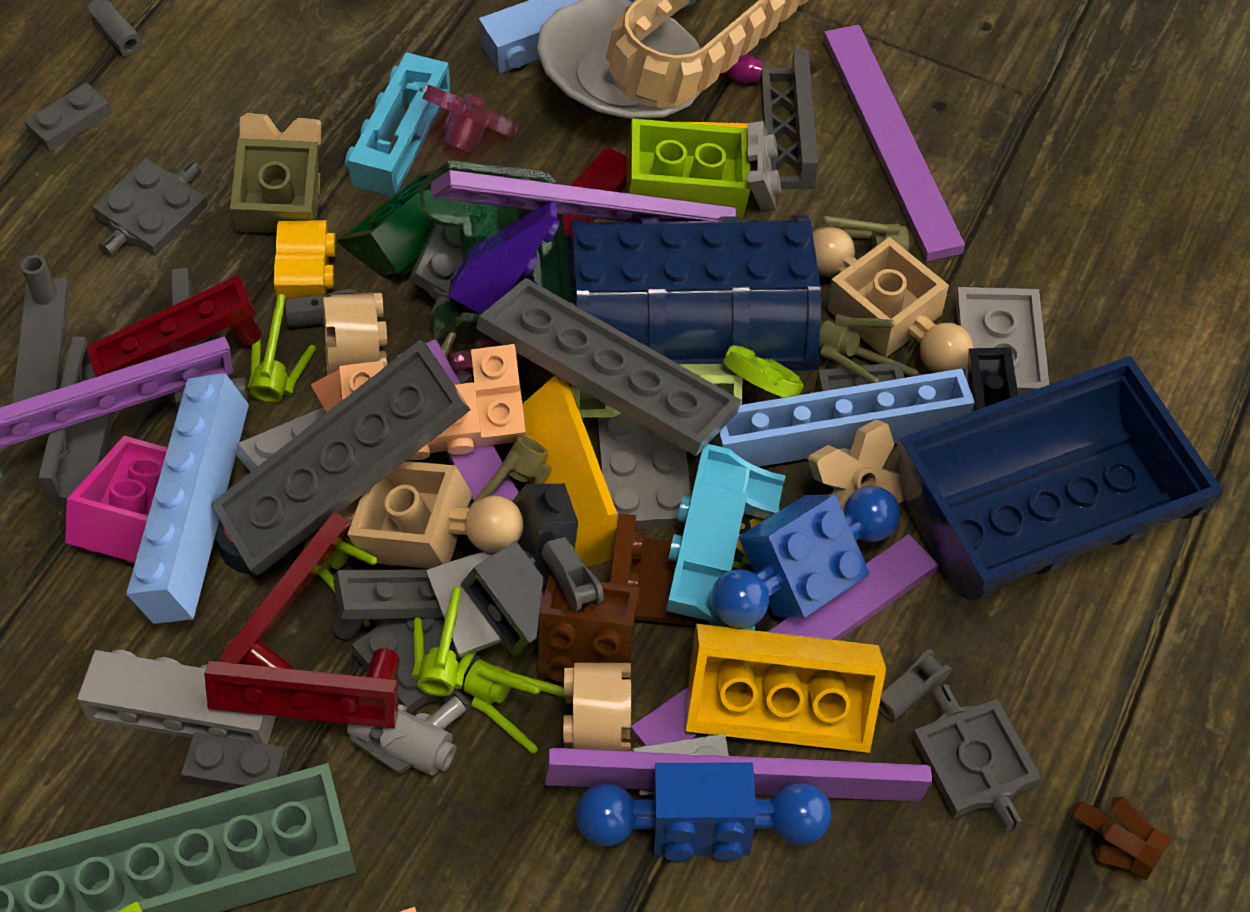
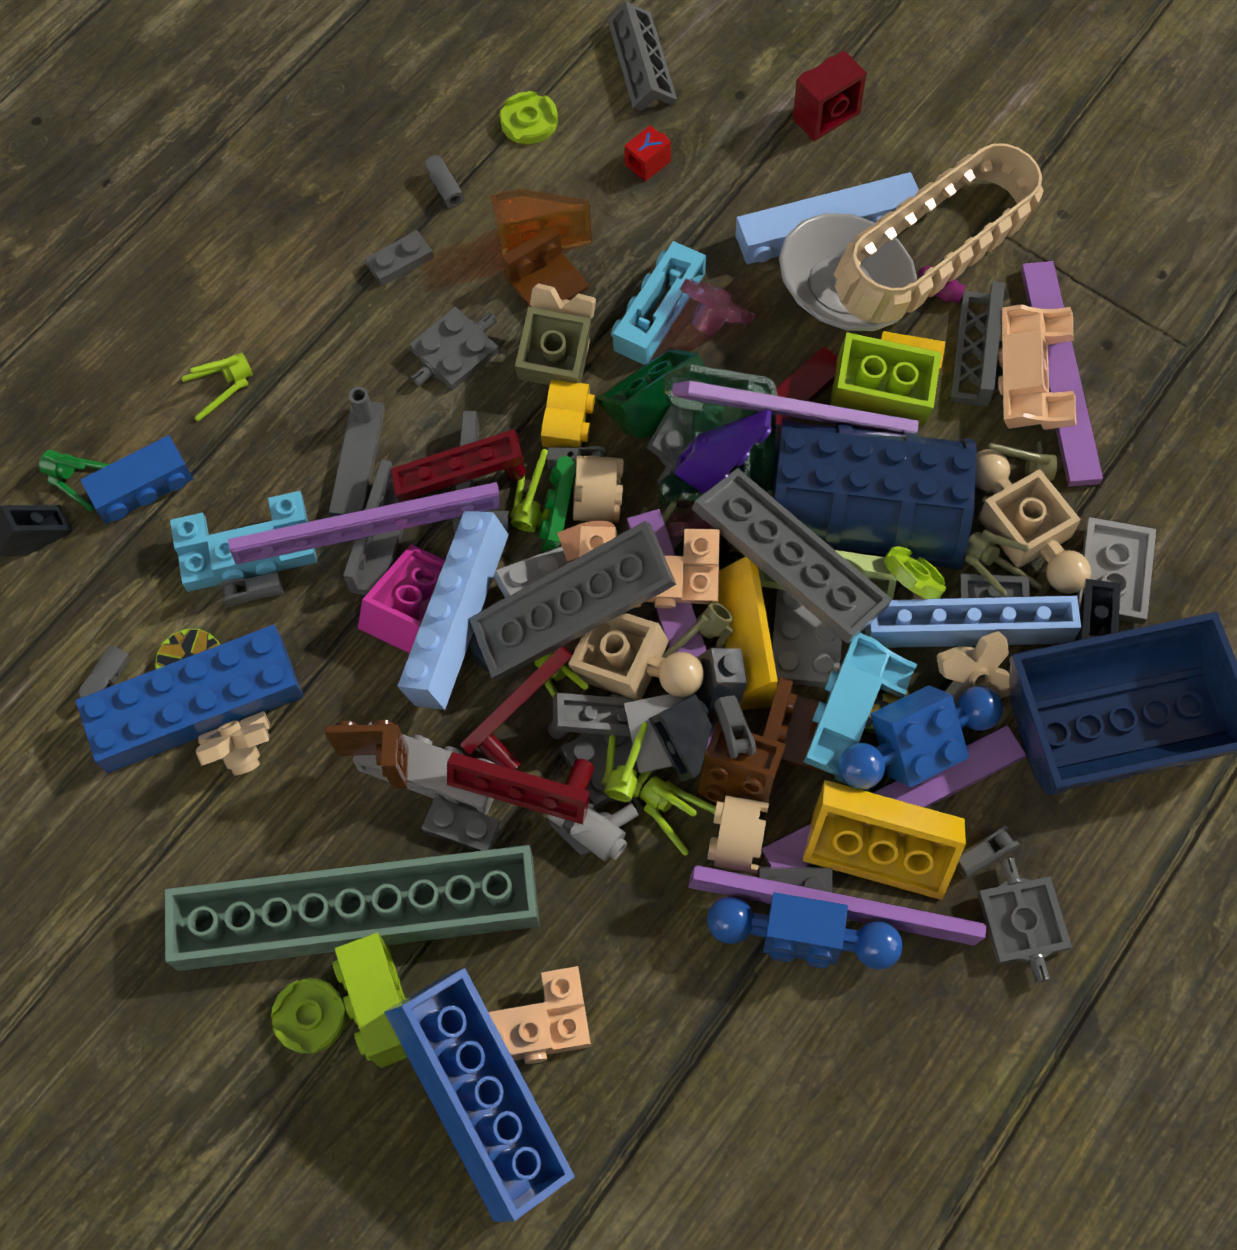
camera: 15 degrees right, 10 degrees up
(101, 663) = (378, 739): none -> reddish brown bracket
(238, 52) = (526, 213): none -> clear orange slope
(241, 91) = (543, 263): none -> reddish brown bracket
(305, 357) = (557, 502): none -> green plate
(762, 179) = (947, 398): light grey wing -> none
(850, 135) = (1026, 370): none -> light nougat bracket
(1136, 841) = (1129, 1005): reddish brown rock -> none

